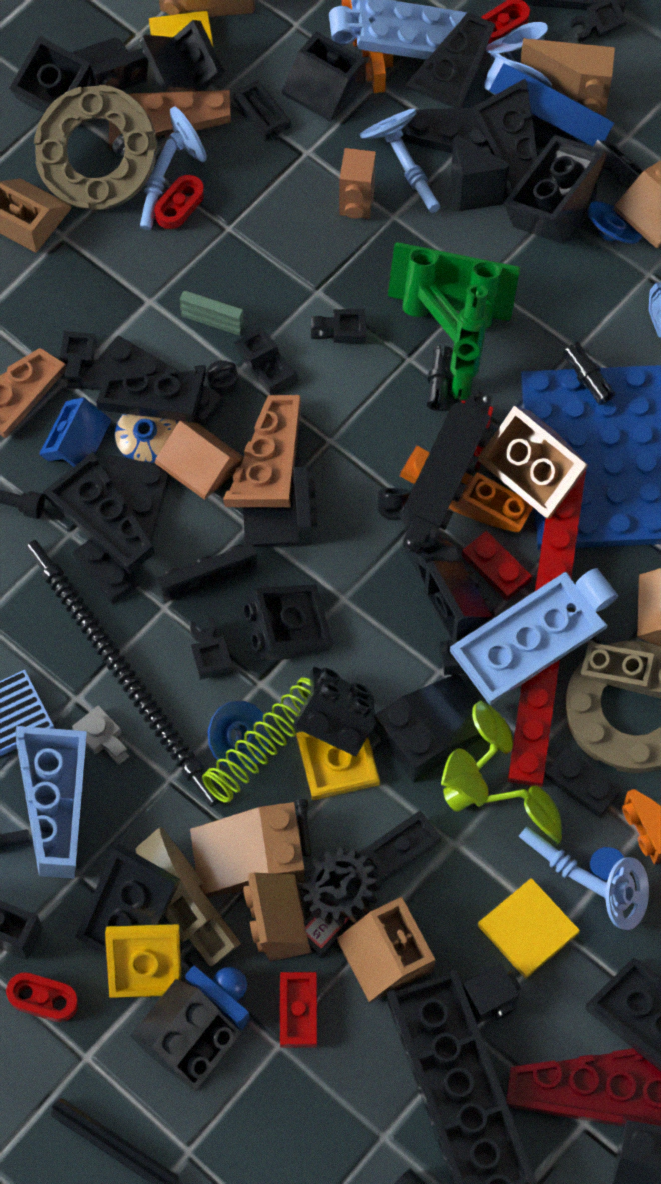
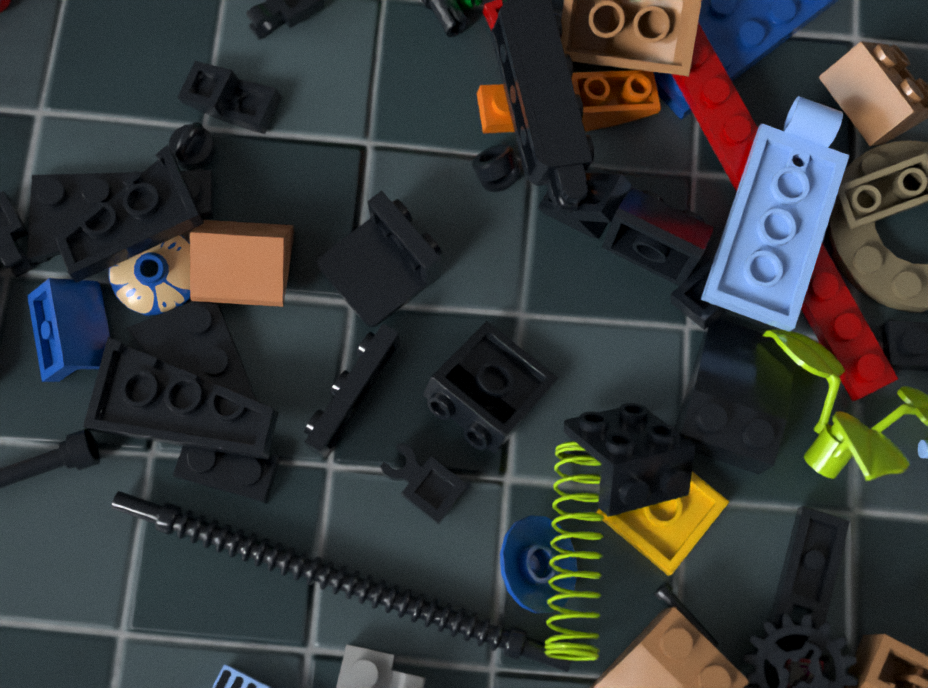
camera: 40 degrees left, 10 degrees up
(212, 312) = (125, 79): sand green tile -> none
(269, 458) = (327, 217): nougat wing -> none
(496, 565) = (658, 165): red plate -> none

